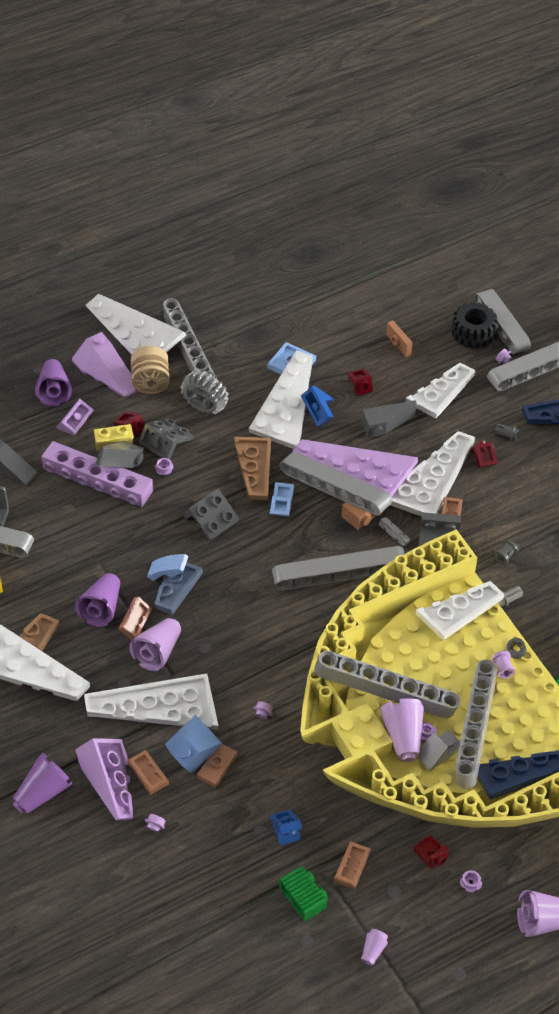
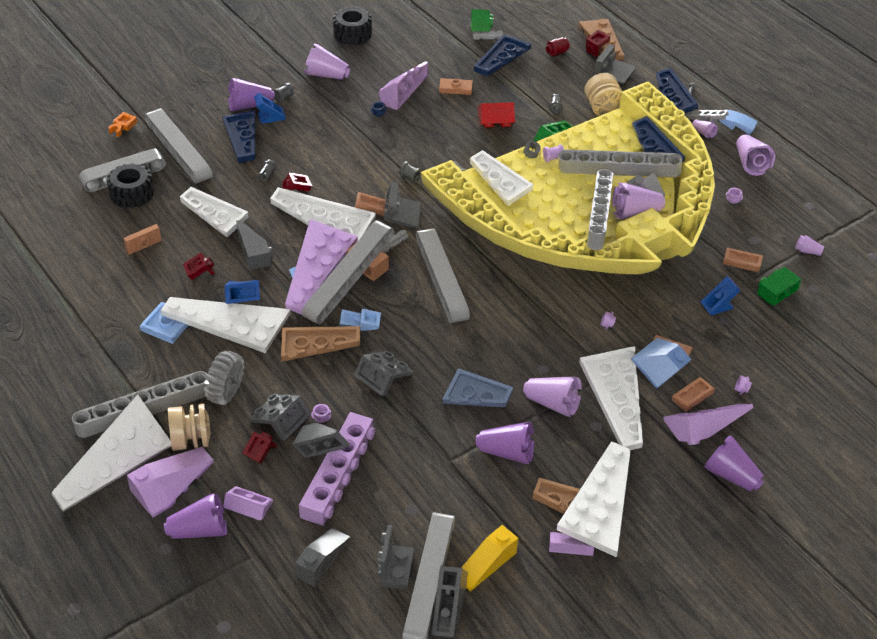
camera: 95 degrees left, 5 degrees down
(112, 435) = (289, 452): light yellow bracket -> none
(135, 618) = (523, 417): nougat plate -> none
(168, 565) = (461, 393): light blue slope -> none
(431, 852) = (717, 215): dark red bracket -> none
(503, 357) = (170, 170): lavender plate -> none

